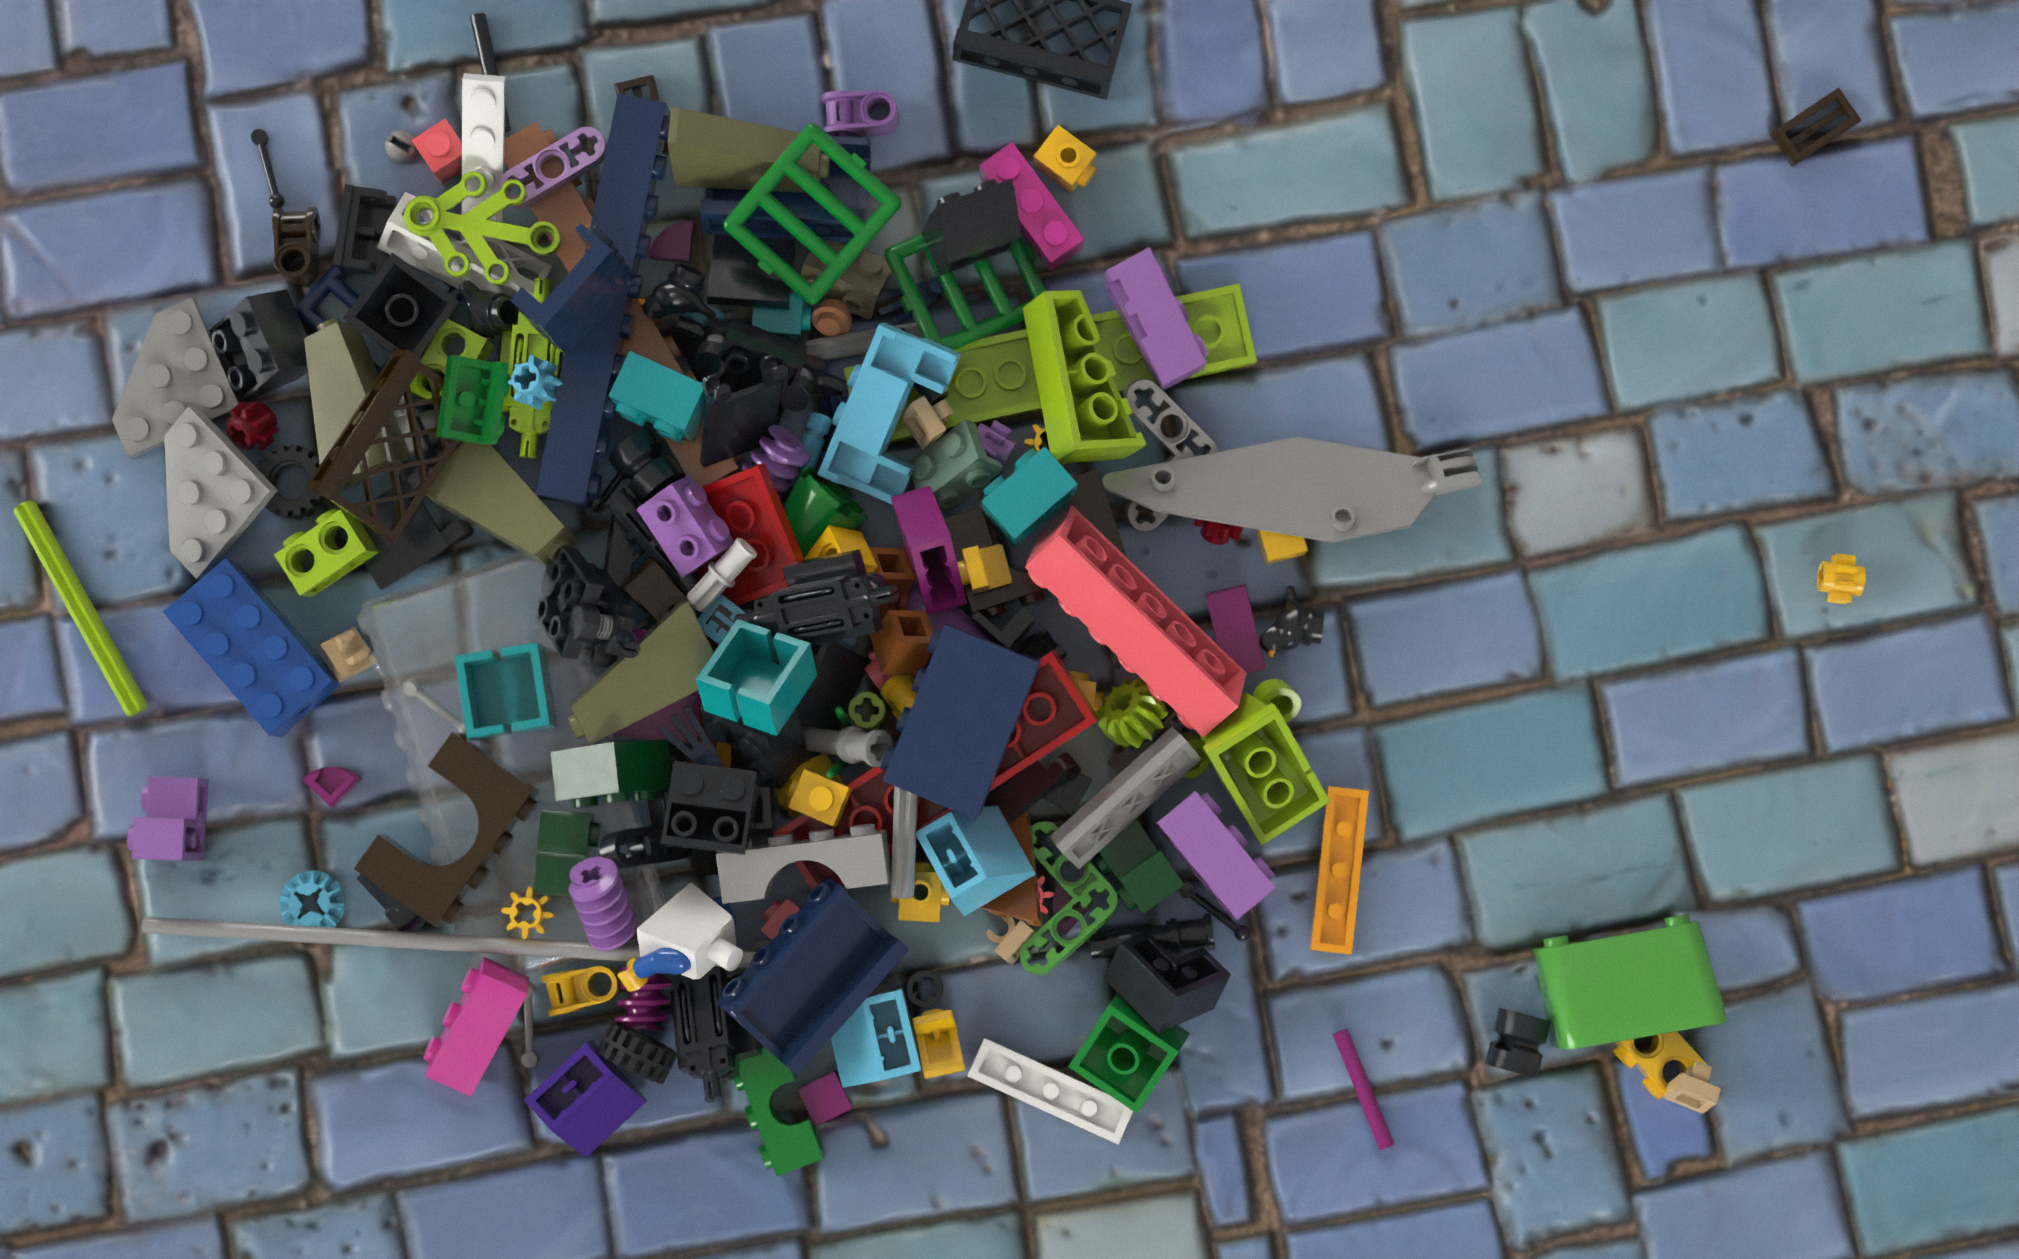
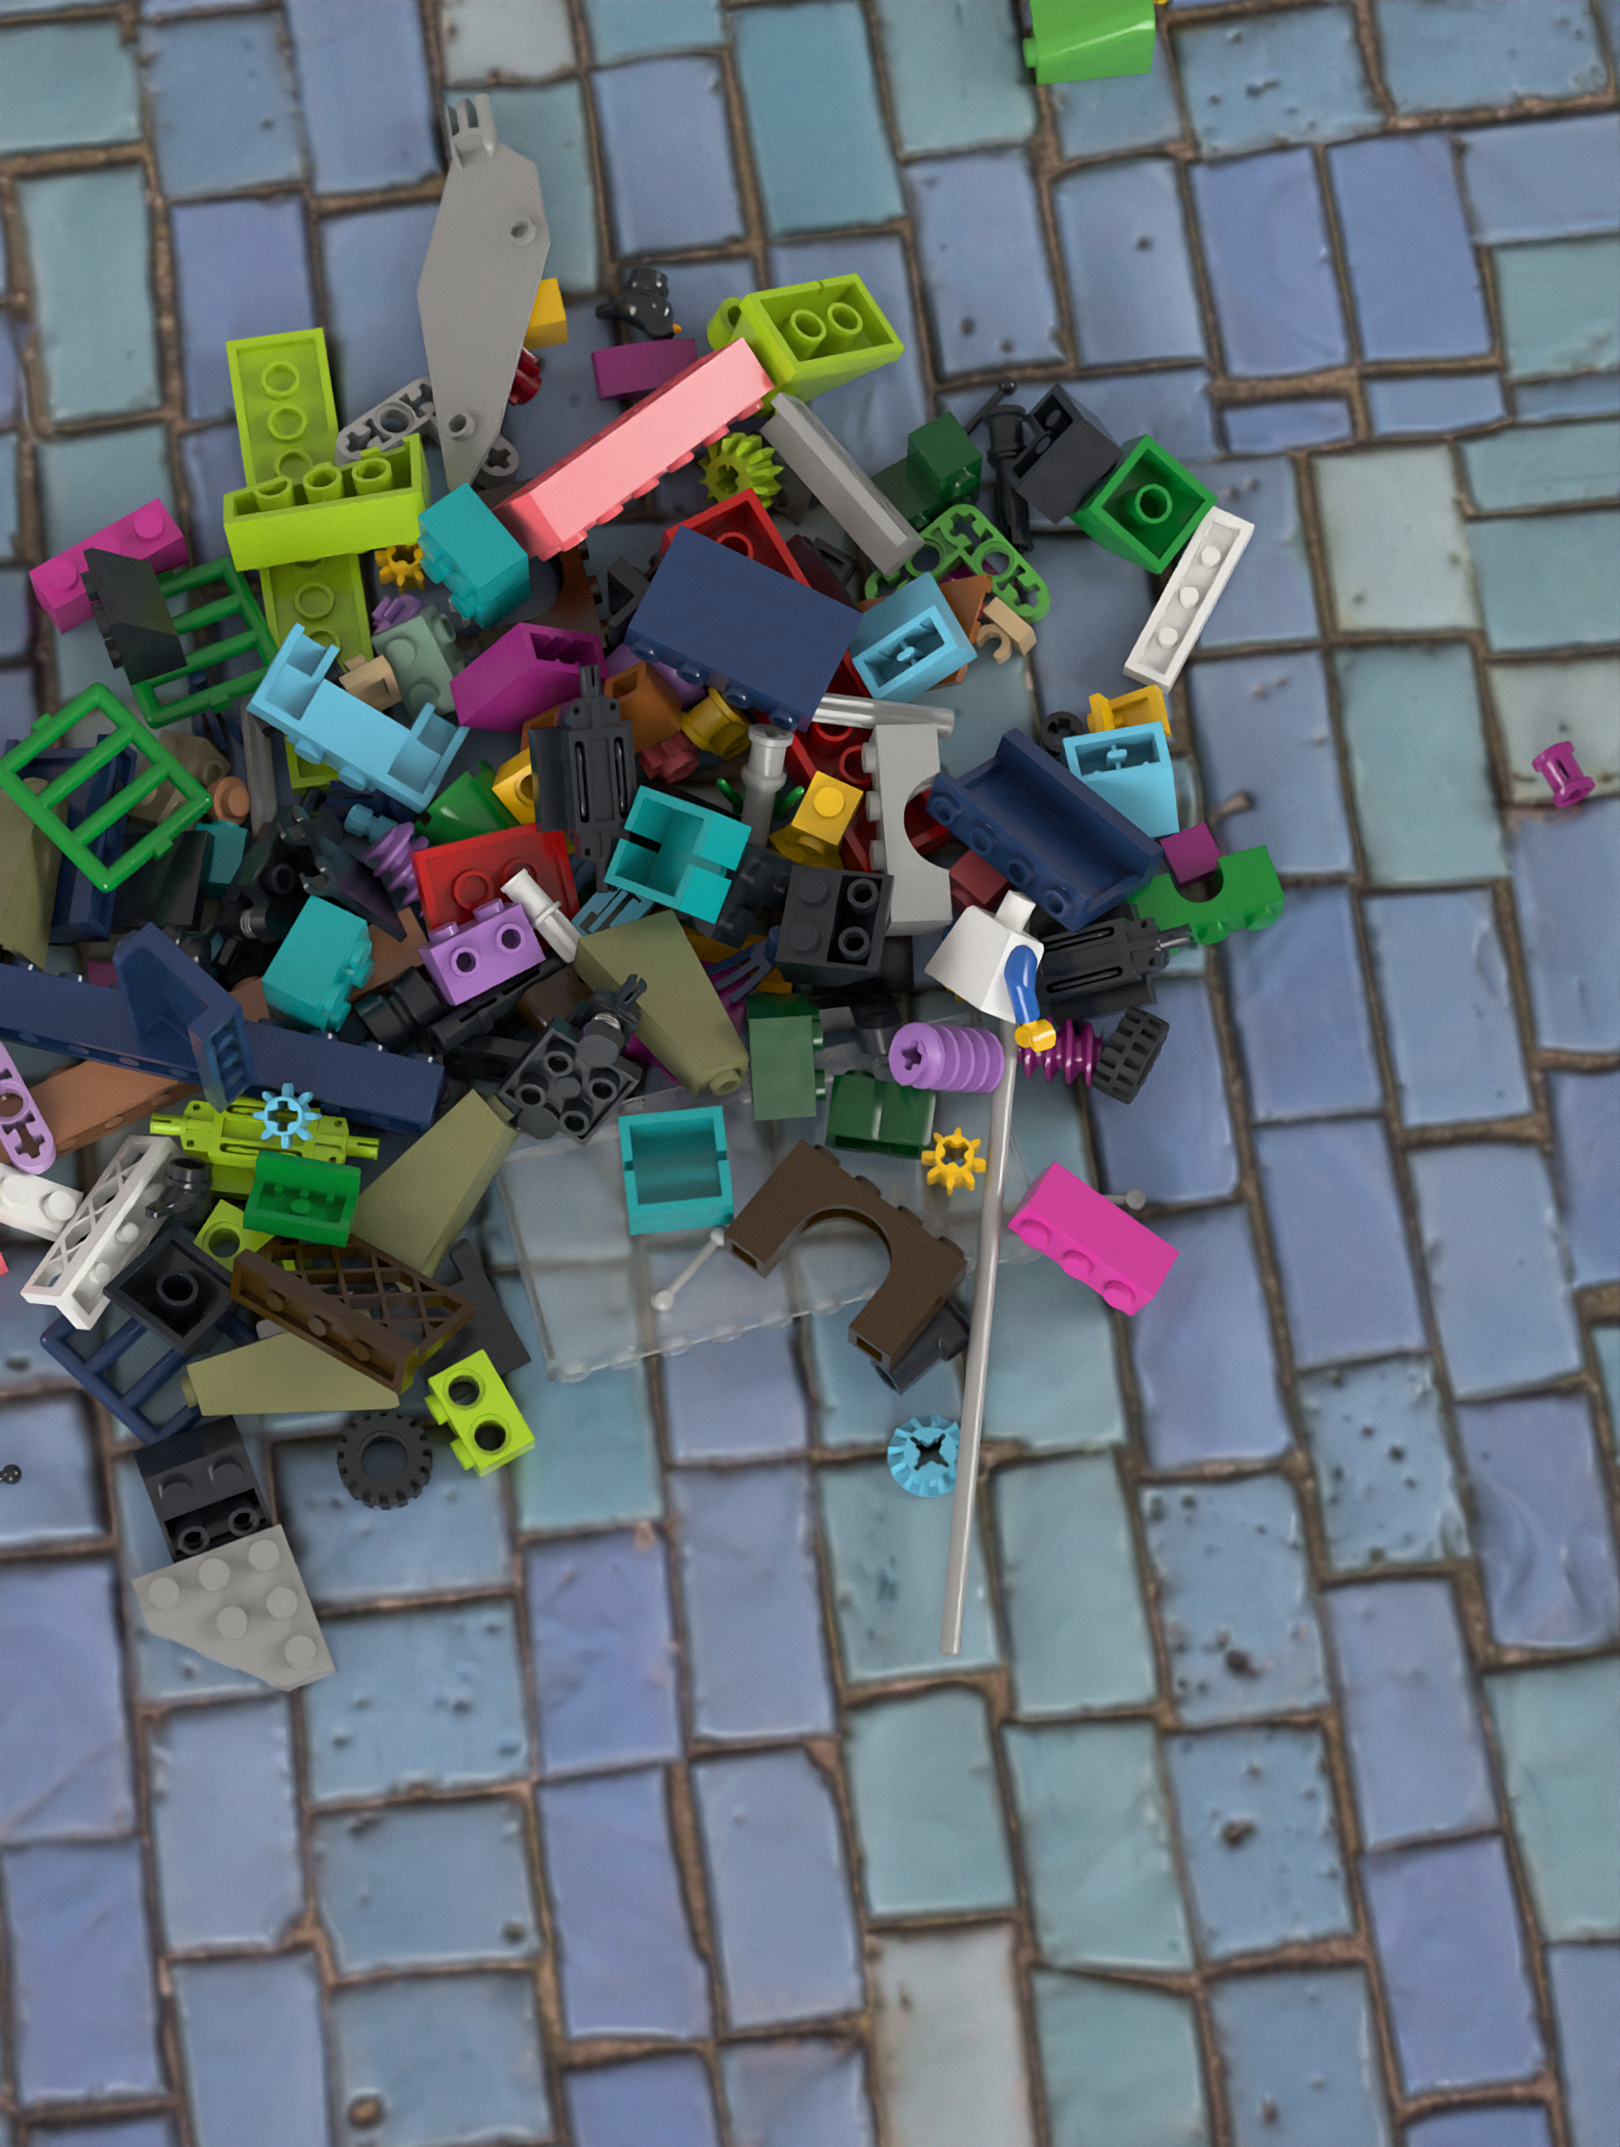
camera: 90 degrees left, 15 degrees down
(80, 608) = (530, 1736): lime axle -> none
(173, 820) = (816, 1613): medium lavender brick -> none
(209, 491) = (391, 1557): light grey plate -> none
(251, 426) = (308, 1503): dark red gear -> none
(252, 648) = (598, 1509): blue brick -> none
(297, 236) = (62, 1442): dark brown piece -> none
(332, 783) = (777, 1427): magenta tile -> none
(345, 654) = (612, 1397): tan tile -> none
(360, 229) = (65, 1353): black hinge -> none
(475, 225) = (79, 1189): lime plant -> none
(575, 988) = (1052, 1132): yellow piece -> none
(585, 1099) = (1182, 1124): dark purple slope -> none
(875, 720) = (712, 767): lime bush -> none
(930, 908) = (964, 740): yellow brick -> none
(984, 568) = (558, 612): yellow bracket -> none
(1066, 160) = (52, 523): yellow brick -> none
(1155, 319) = (264, 422): medium lavender wedge -> none
(1216, 854) = (911, 388): medium lavender brick -> none
(1339, 870) = (940, 275): light orange plate -> none
(1363, 1089) = (1195, 267): magenta bar -> none
(1518, 1042) = (1129, 90): black wheel -> none

